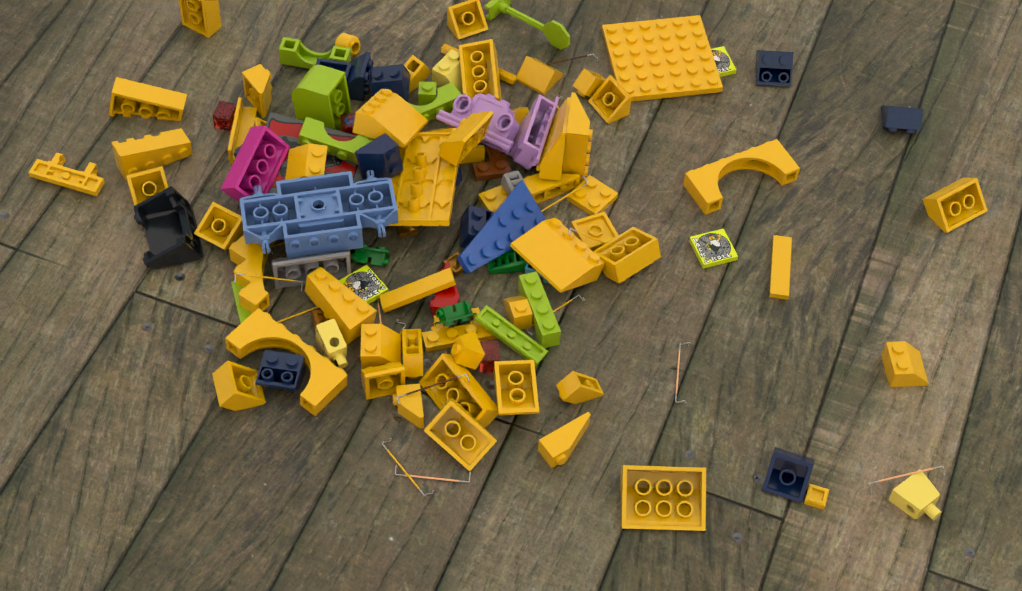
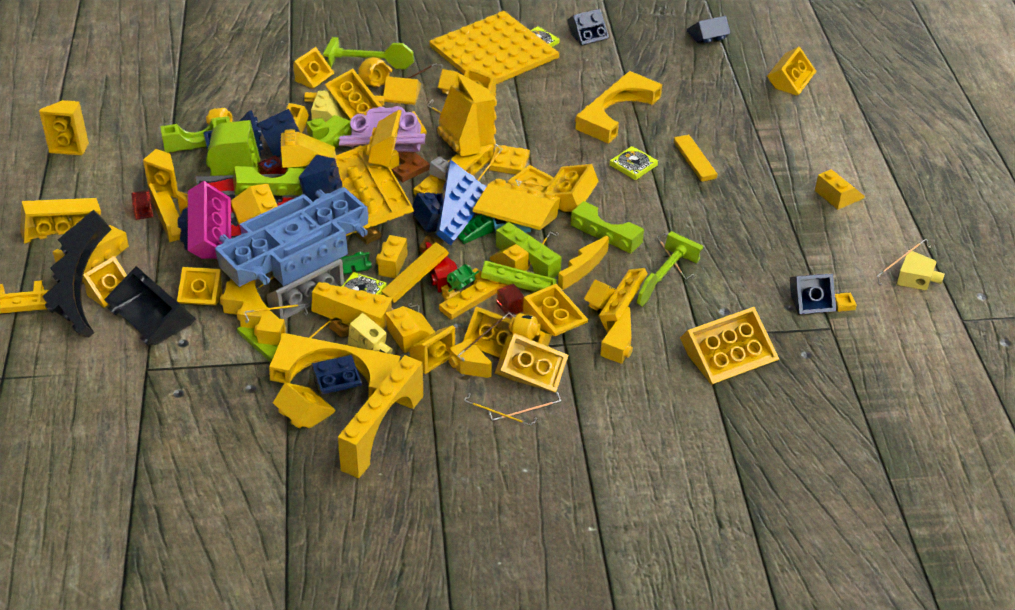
camera: 25 degrees left, 10 degrees down
(129, 148) = (68, 272): none -> black arch
(253, 445) = (356, 440): none -> yellow arch
(409, 263) = (392, 256): none -> yellow brick
(412, 352) = (442, 317): yellow slope -> none
(468, 350) = (494, 299): yellow slope -> none
(468, 396) = (525, 326): none -> yellow head
(521, 44) = (374, 72): none -> yellow hair
(533, 132) = (436, 126): lavender brick -> none
(592, 341) = (587, 259): none -> yellow slope
(593, 399) = (622, 297): none -> yellow panel
(644, 331) = (623, 236): none -> lime arch
(690, 367) = (680, 248): none -> lime piece

